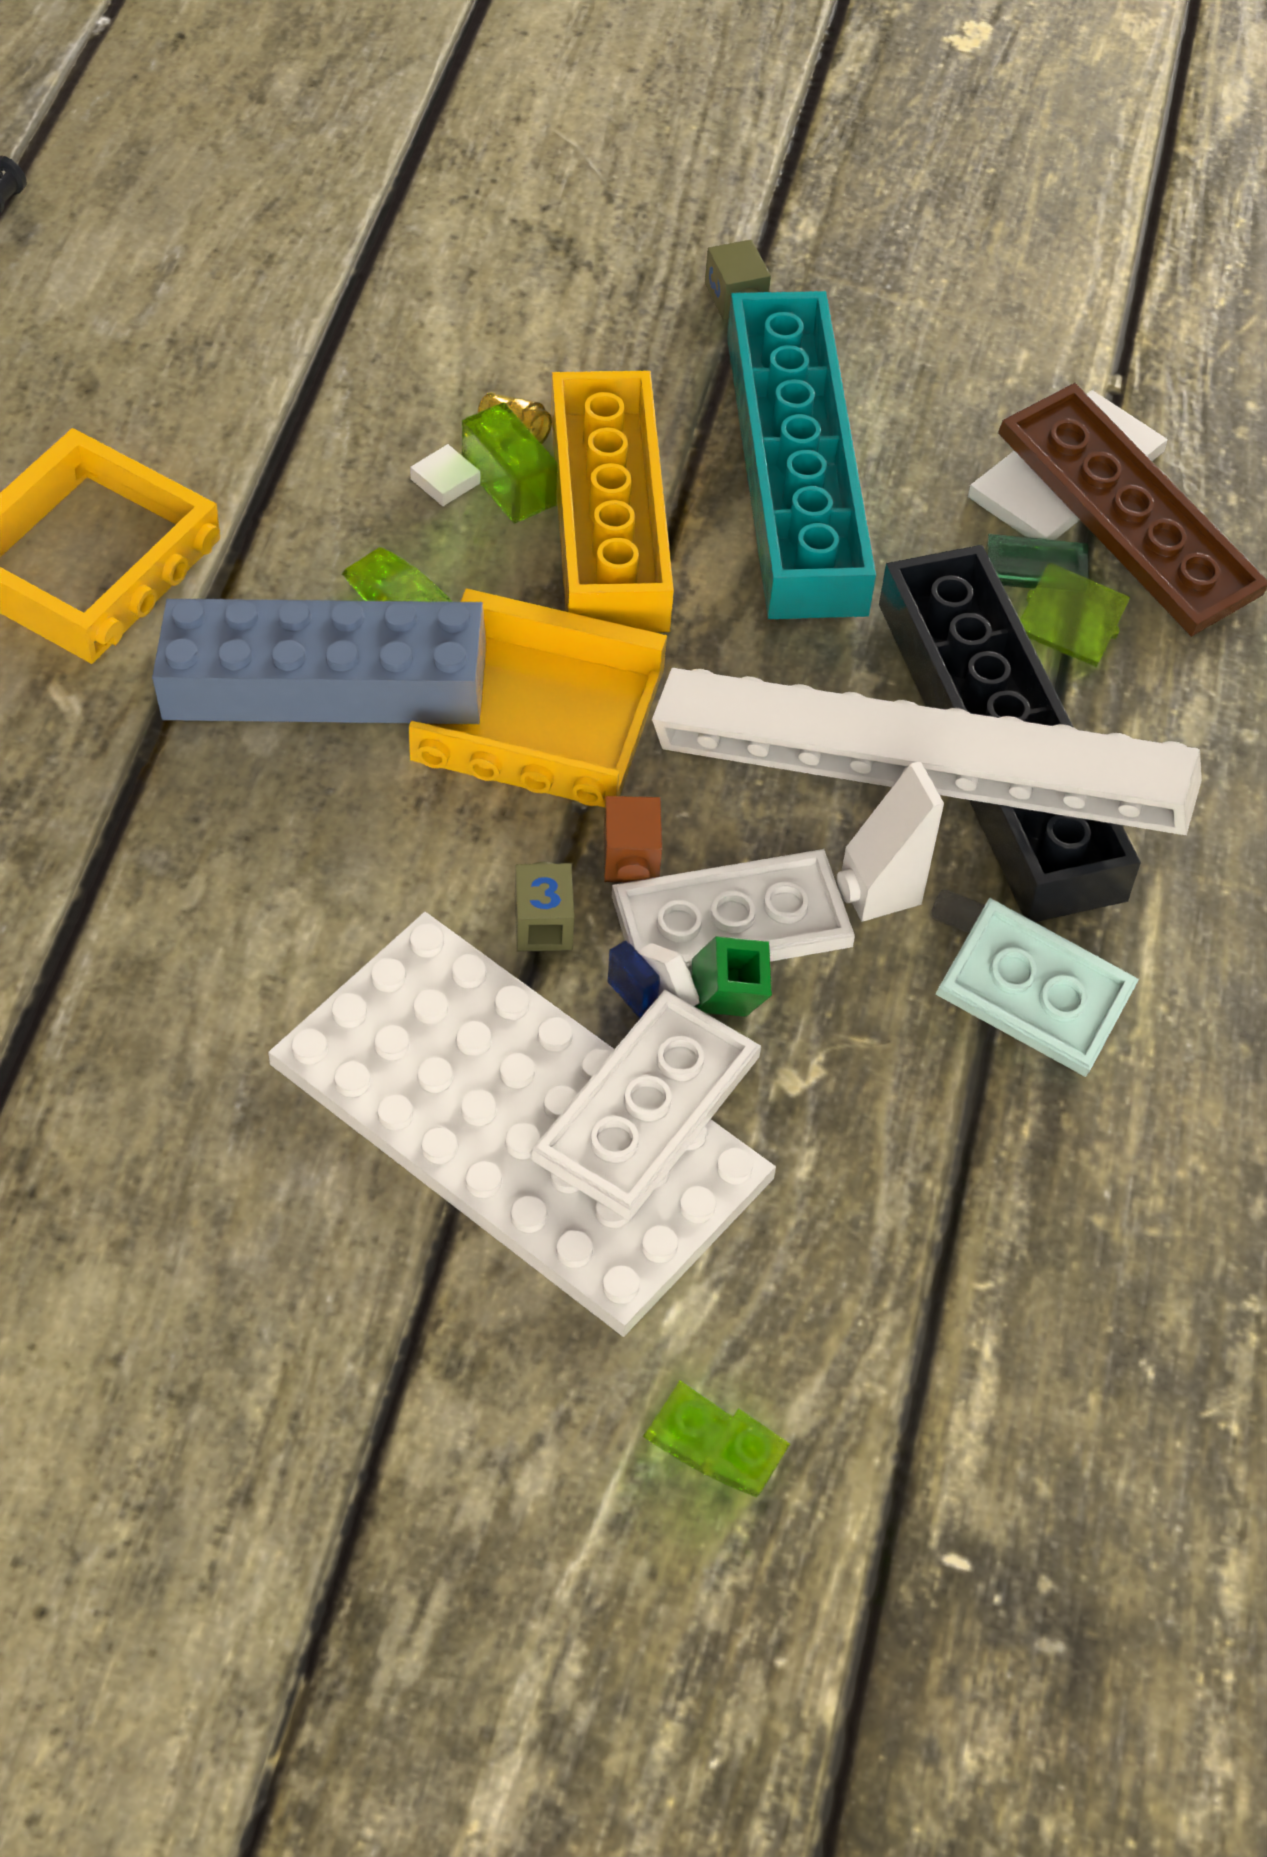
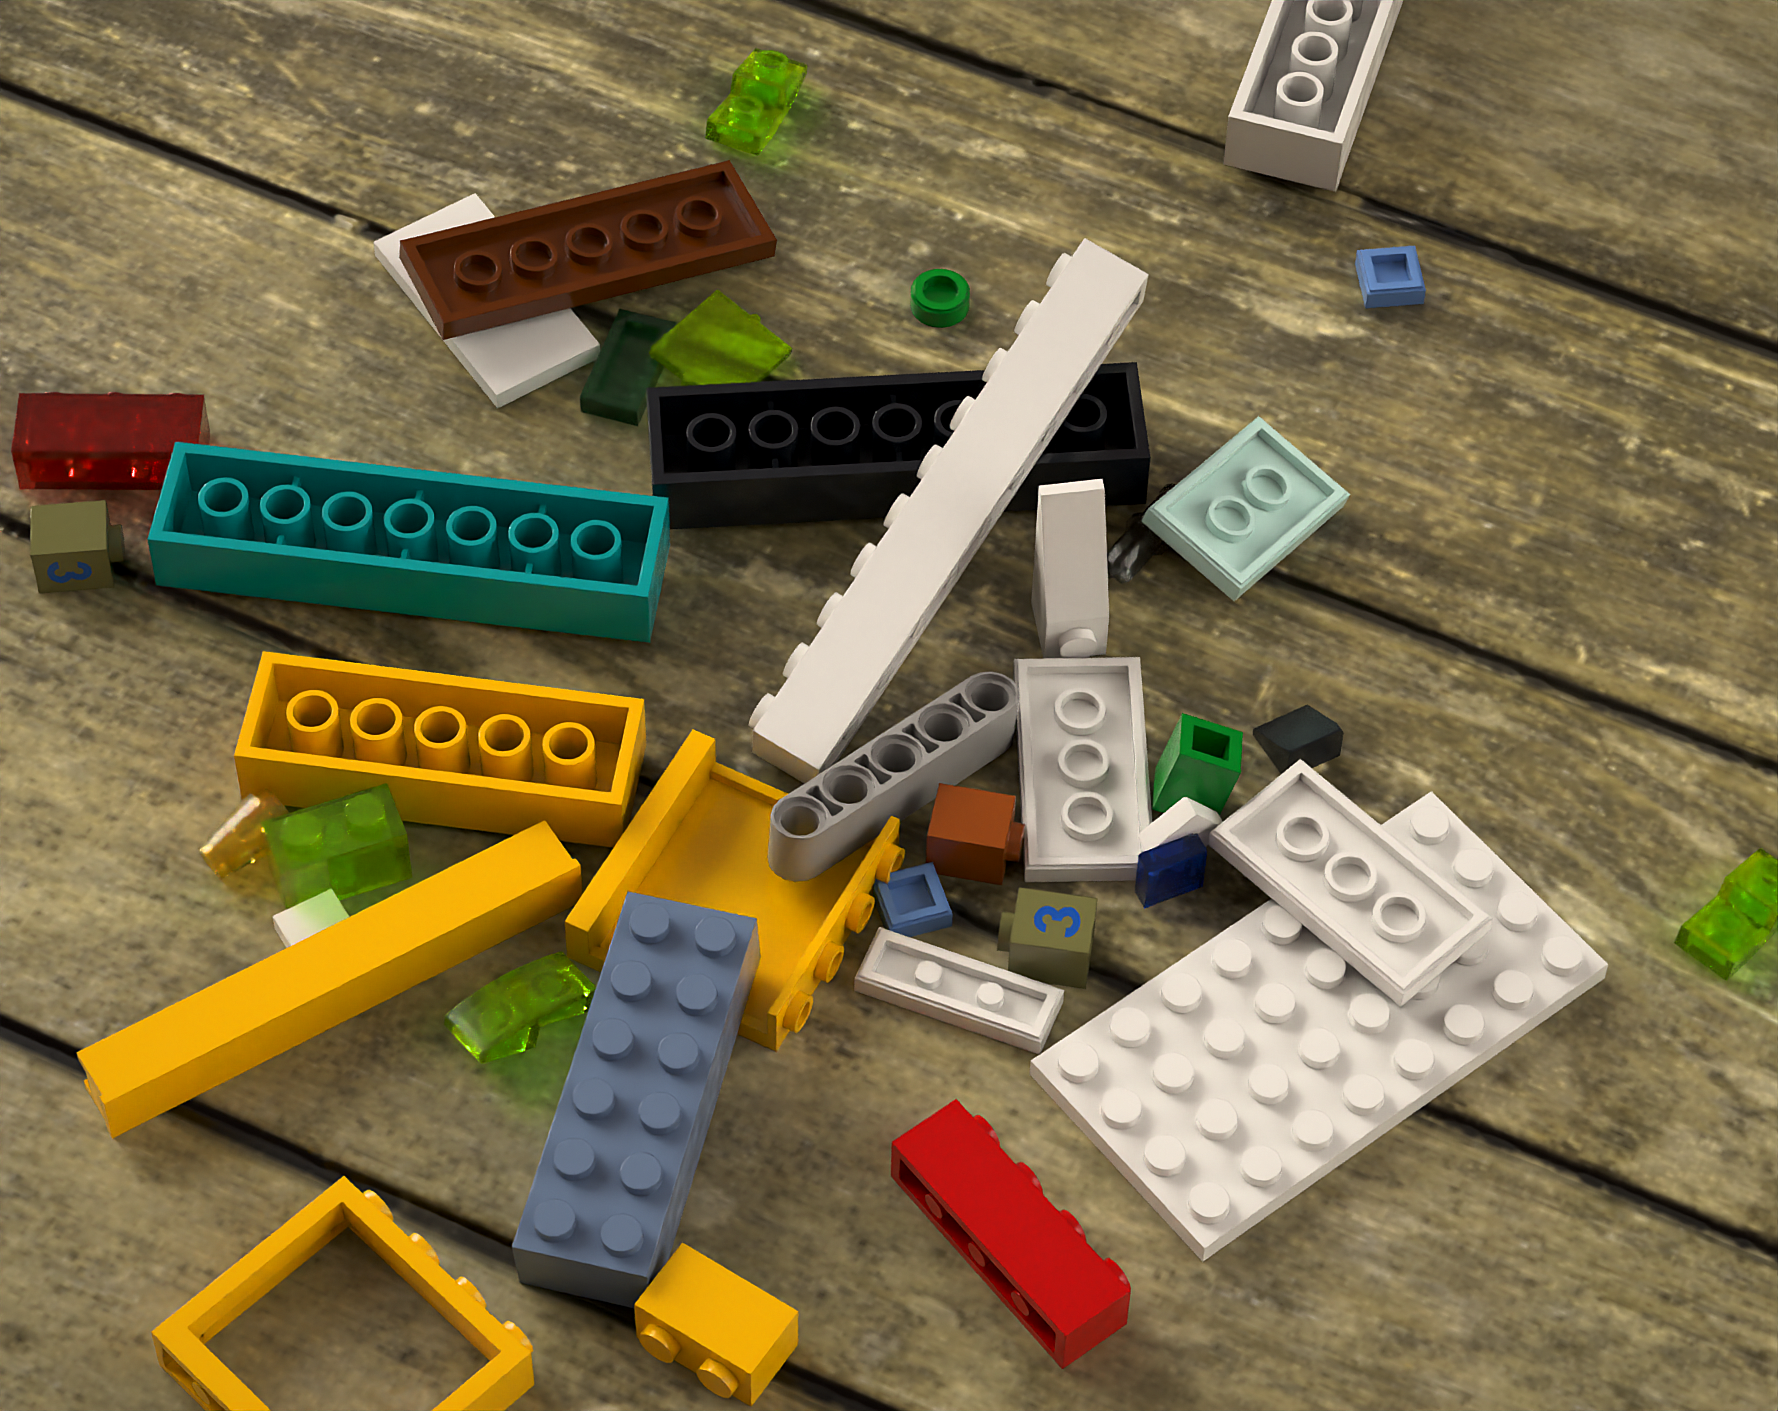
camera: 75 degrees left, 0 degrees up
(141, 746) = (715, 1325): none -> yellow brick
(255, 917) = (1011, 1232): none -> red brick
(401, 481) = (329, 977): none -> yellow tile
(488, 863) = (959, 990): none -> white tile
(566, 820) = (913, 901): none -> medium blue tile
(659, 764) = (892, 776): none -> light grey beam
(805, 1064) = (1298, 736): none -> black slope
(835, 260) = (102, 438): none -> clear red brick
(1205, 740) = (940, 298): none -> green tile

